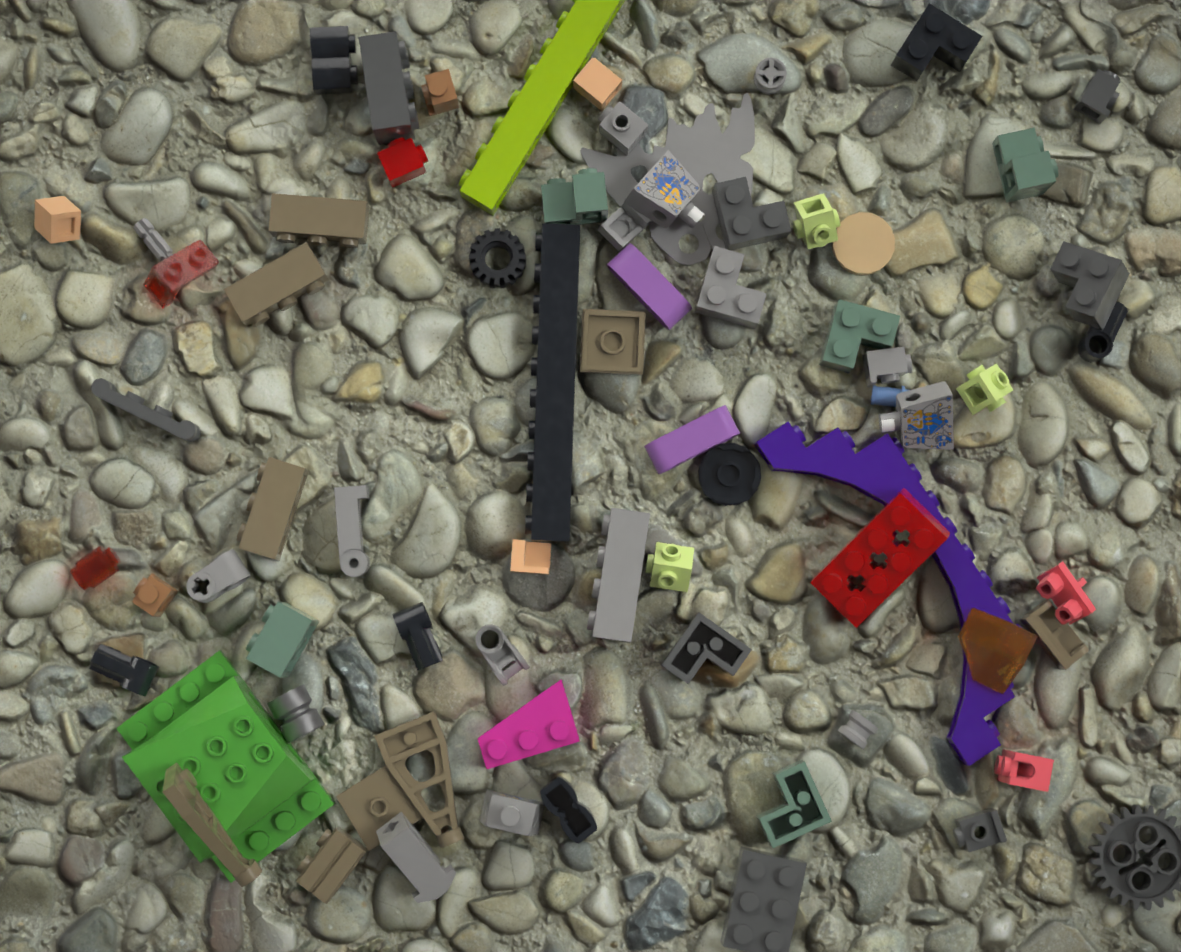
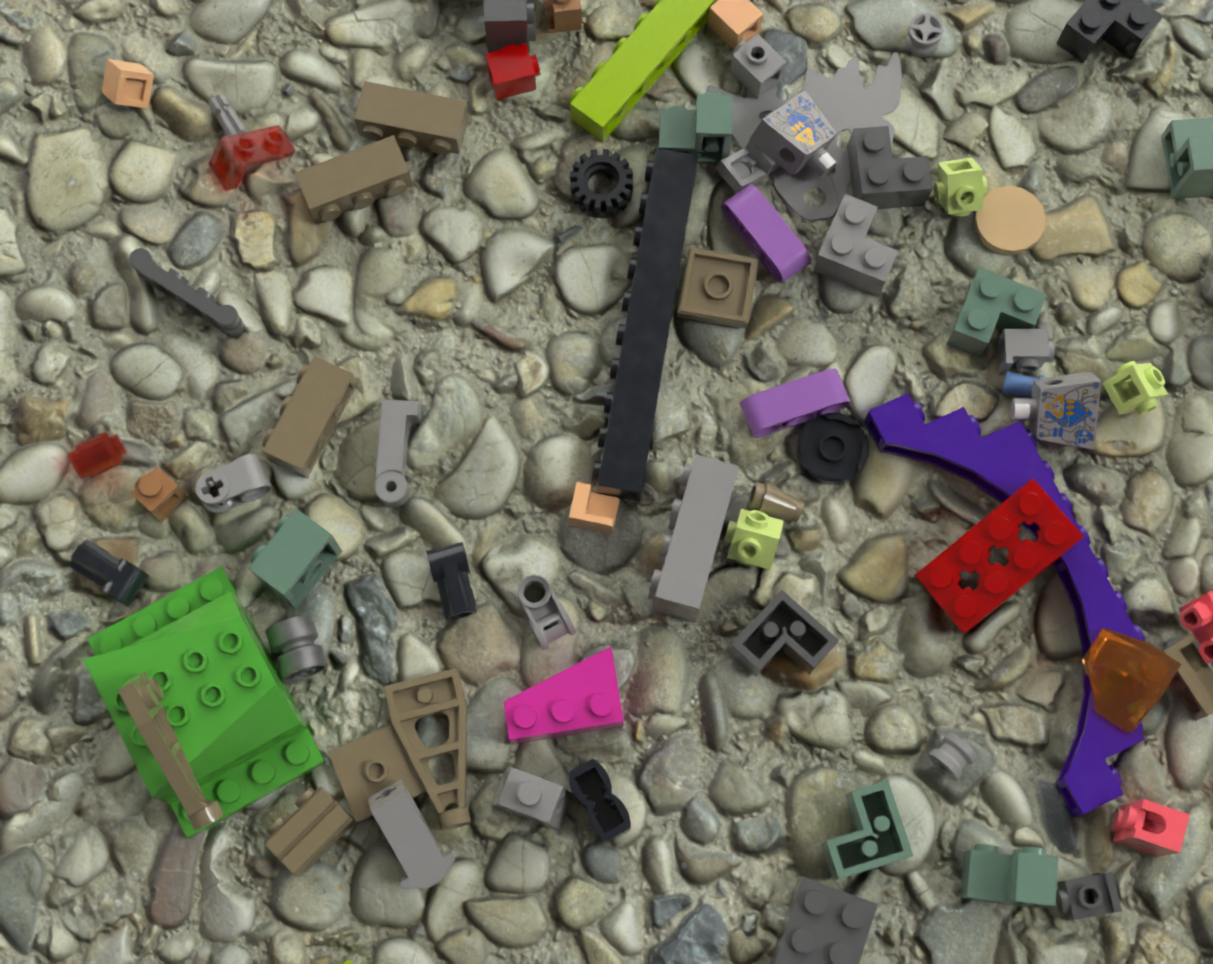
camera: 10 degrees right, 10 degrees down
(684, 531) = (774, 502): none -> dark tan cone
(917, 826) = (1016, 879): none -> sand green brick

